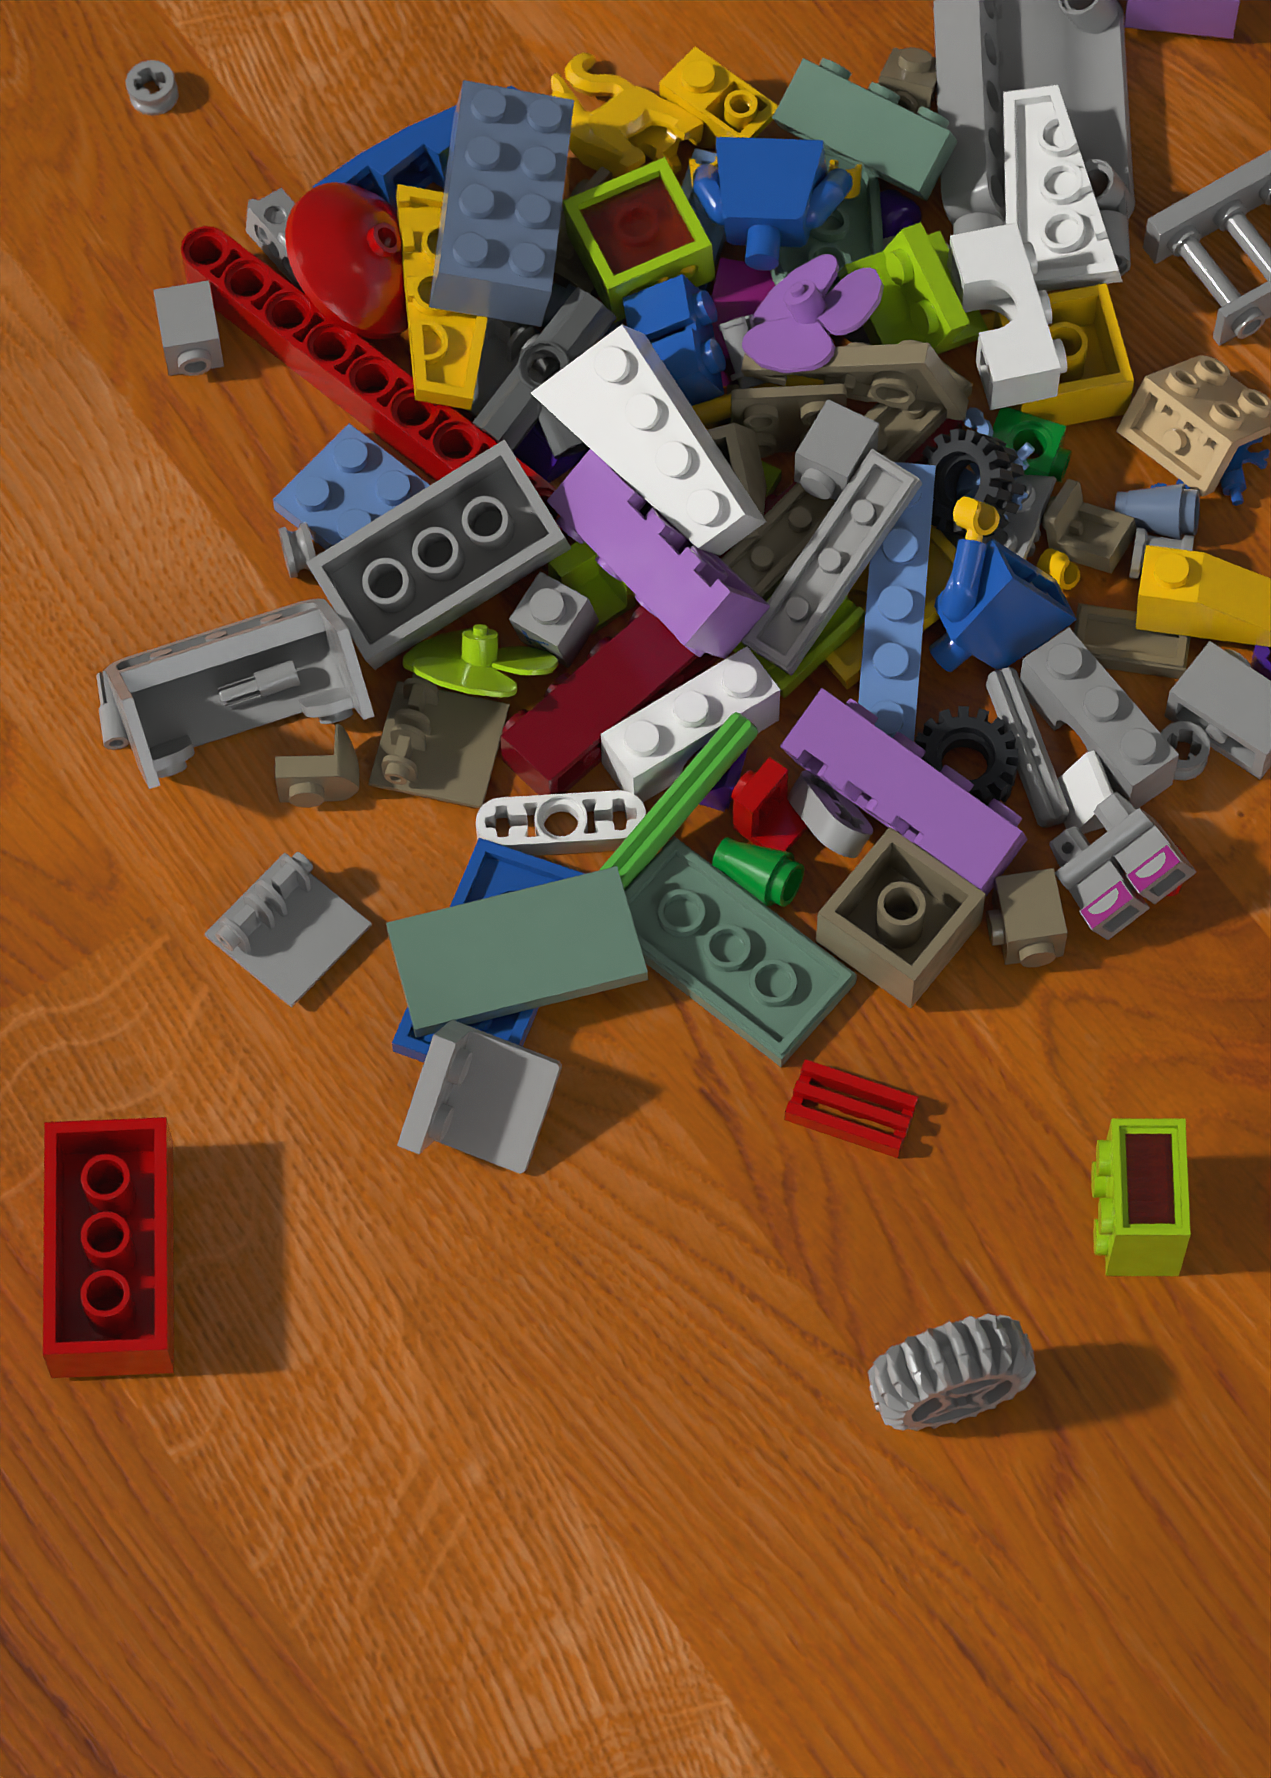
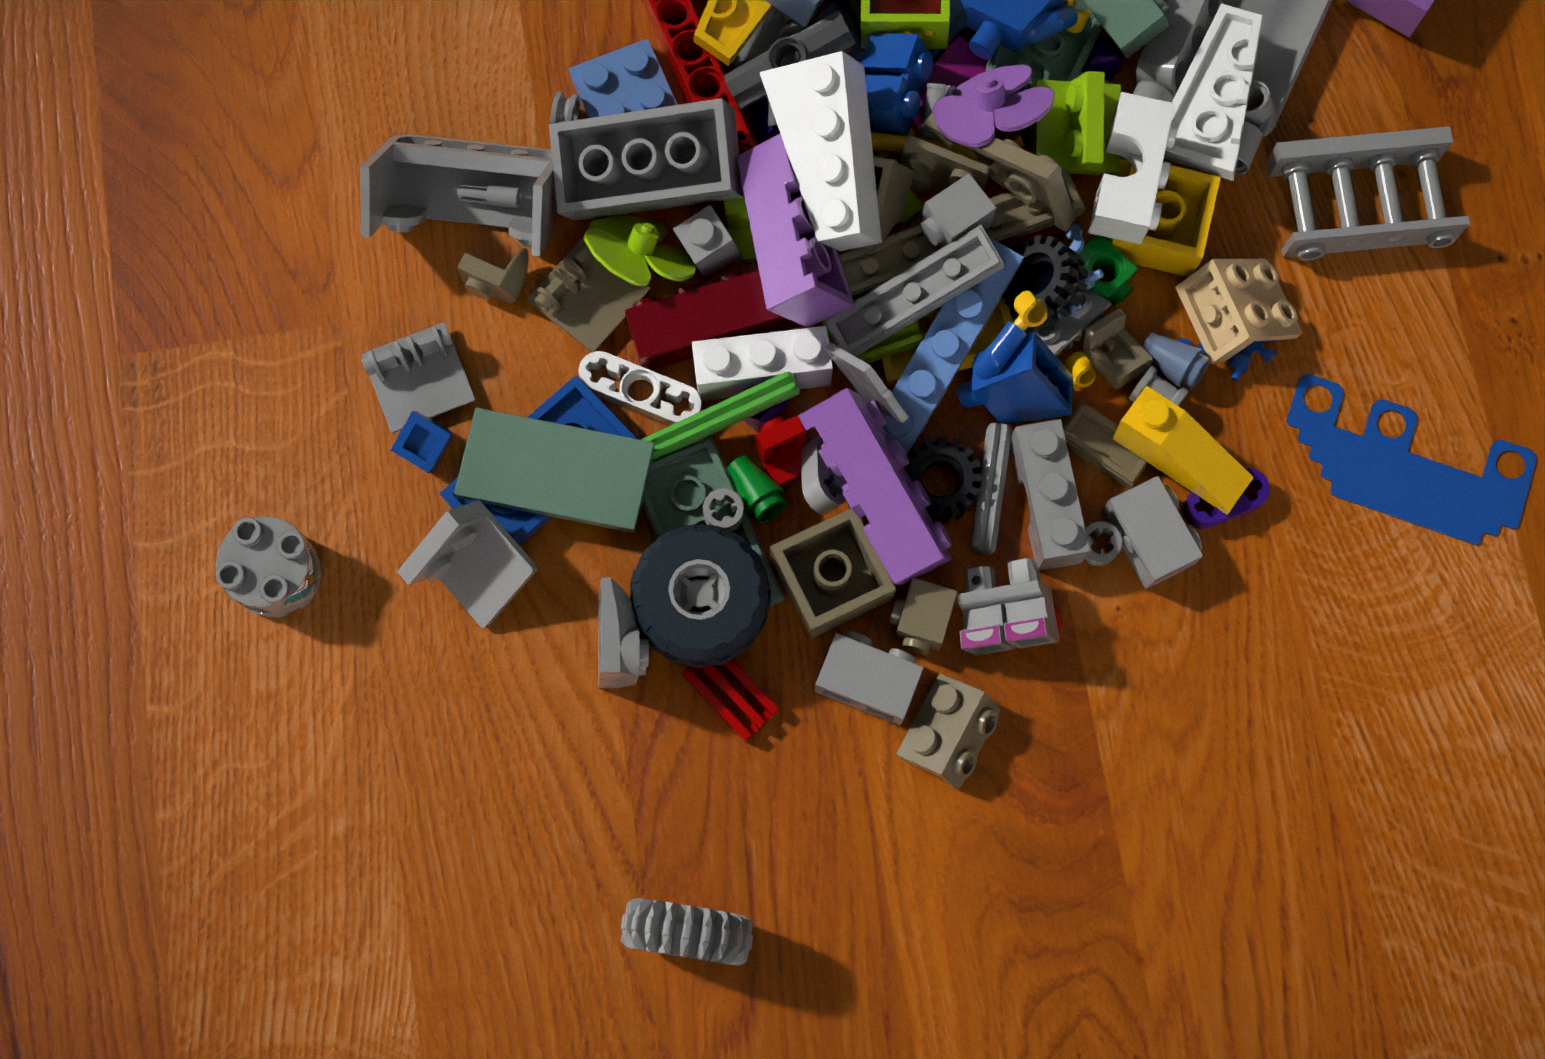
camera: 25 degrees right, 10 degrees up
(108, 1247) = (168, 547): red brick -> none
(236, 1216) = (268, 566): none -> light grey brick
(337, 996) = (422, 441): none -> blue plate
(695, 1101) = (620, 649): none -> light grey slope
(722, 897) = (718, 498): none -> light grey bush
(765, 1007) = (700, 595): none -> black wheel
(808, 674) = (866, 381): none -> light grey piece
(1003, 1014) = (869, 677): none -> light grey brick
(1084, 788) = (1012, 542): white slope -> none
(1124, 1029) = (950, 730): none -> dark tan bracket
(1142, 1197) = (893, 867): lime piece -> none

